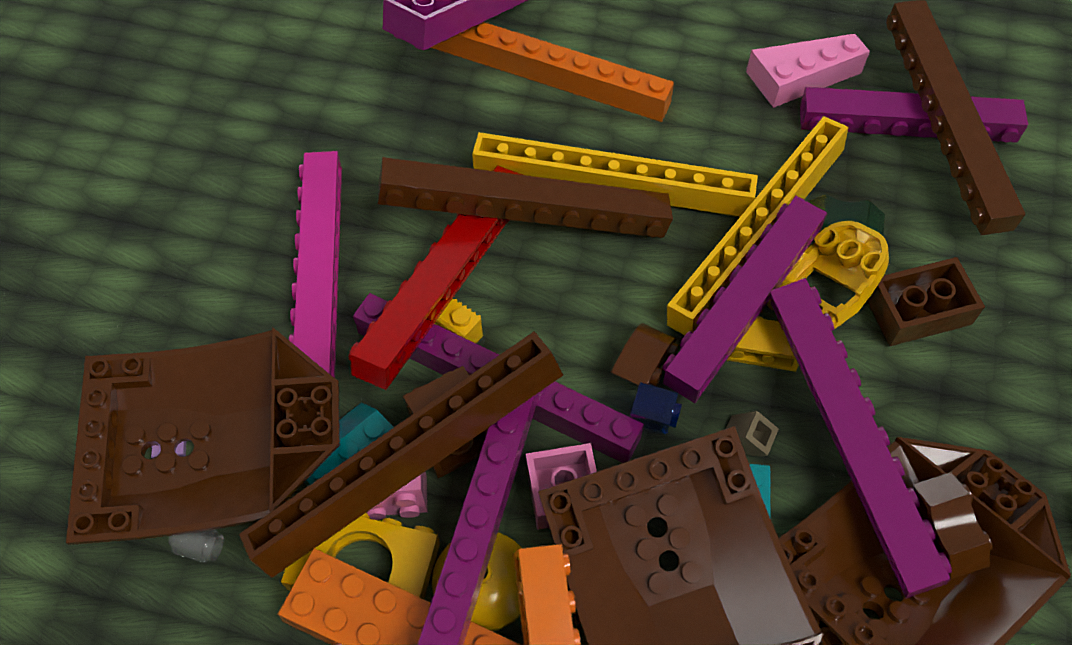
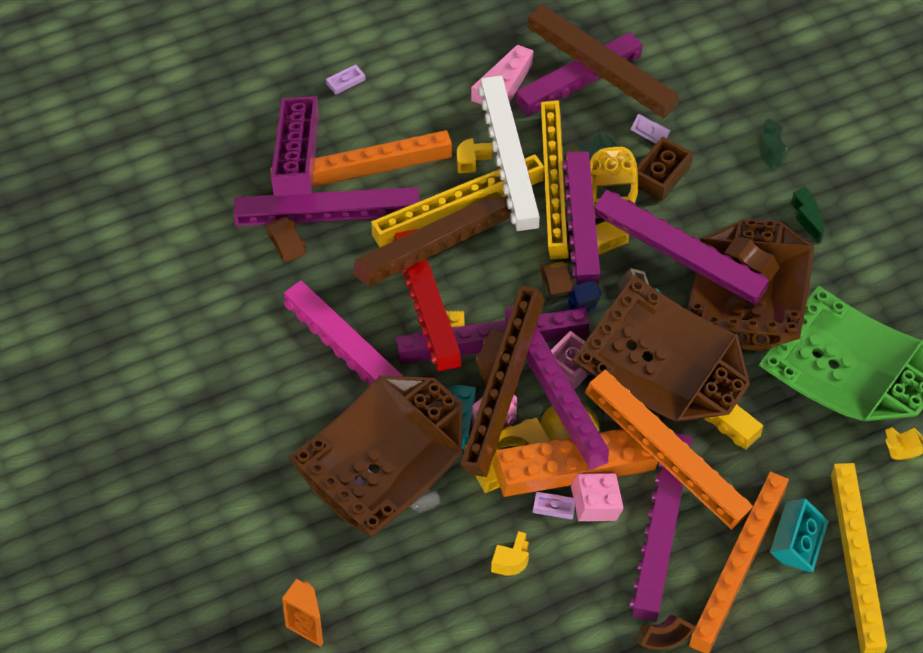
camera: 40 degrees left, 5 degrees down
(373, 95) = (285, 239): none -> reddish brown brick
(456, 86) = (323, 206): none -> magenta brick
(683, 127) = (469, 153): none -> yellow brick
(716, 157) = (509, 153): none -> white brick
(950, 238) = (649, 129): none -> lavender plate

